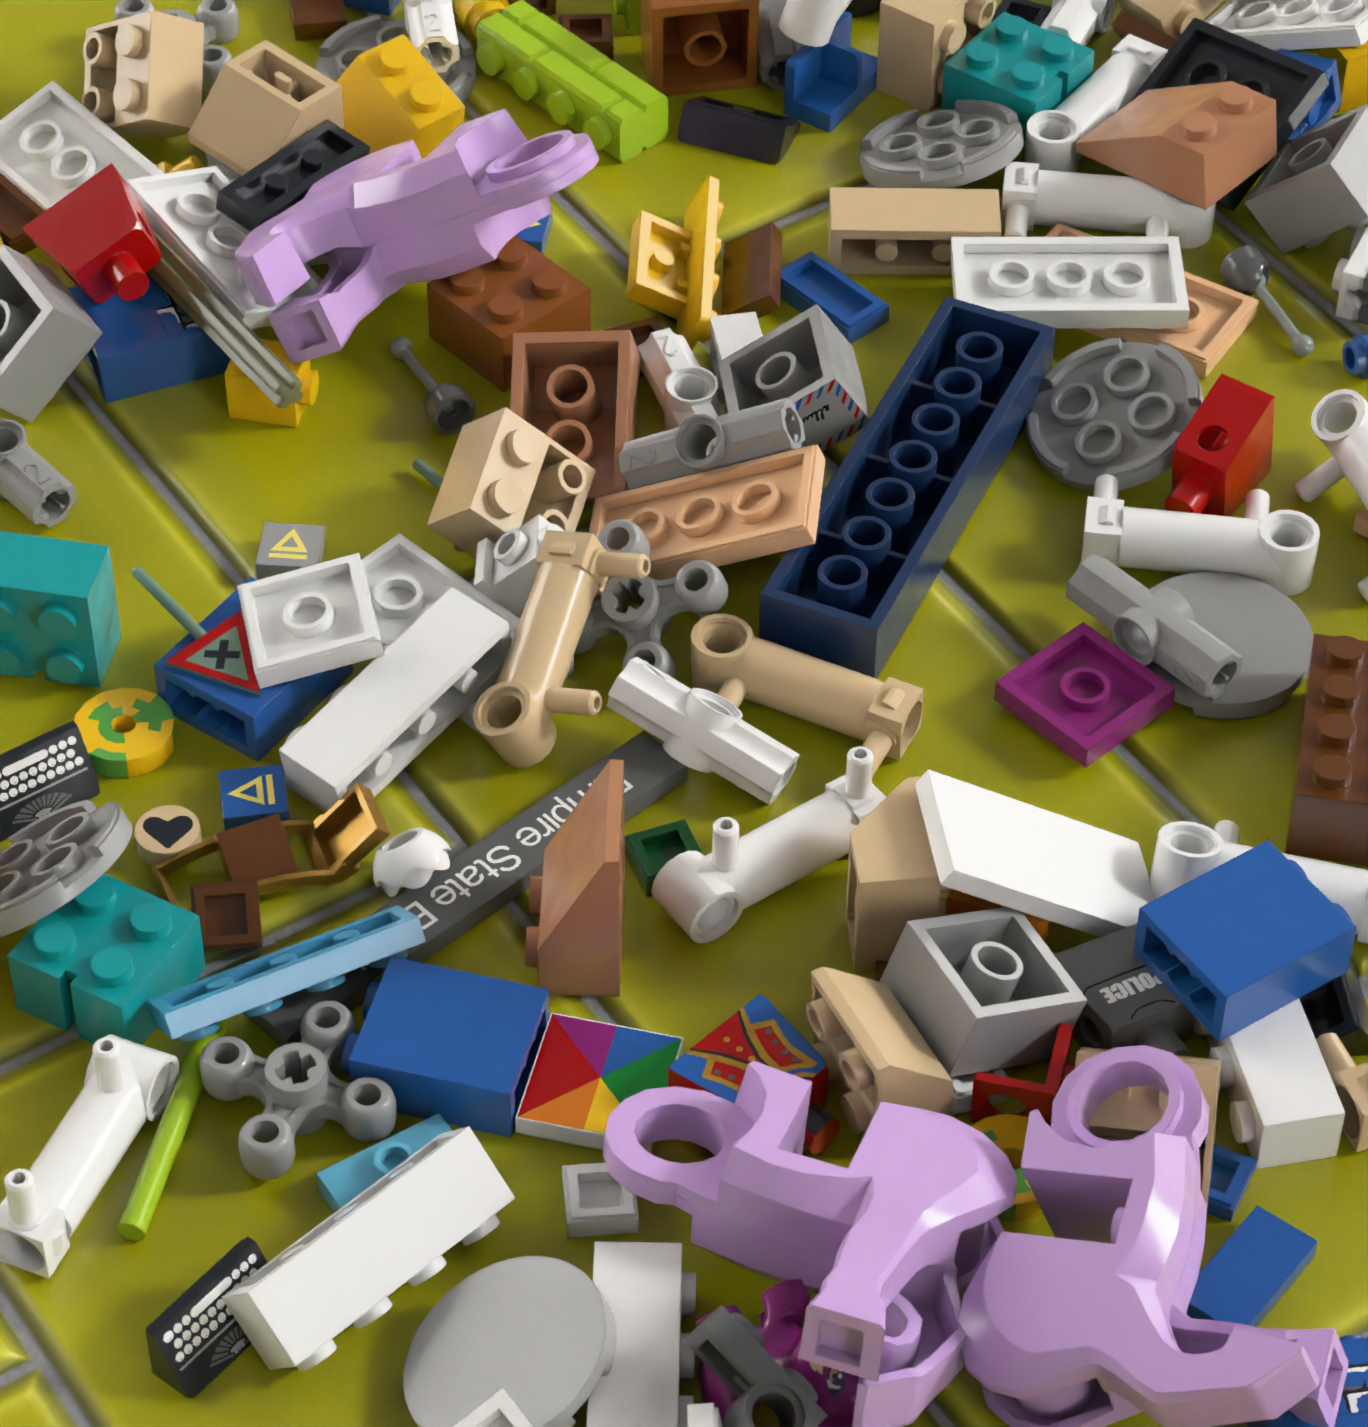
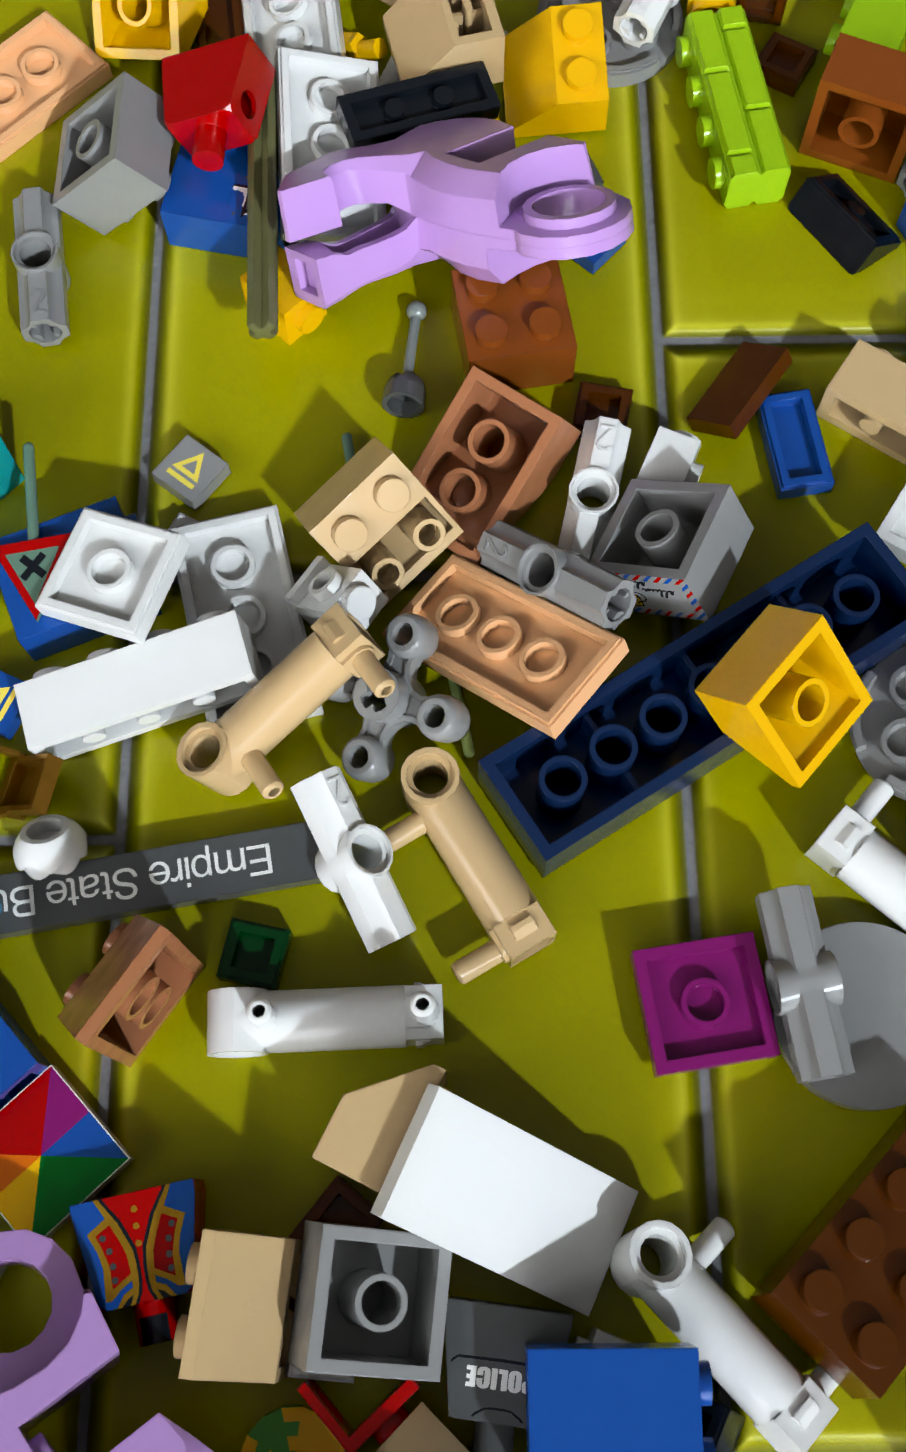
camera: 35 degrees right, 25 degrees up
(675, 265) = (681, 343): yellow bracket -> none
(979, 419) = (785, 692): none -> yellow slope

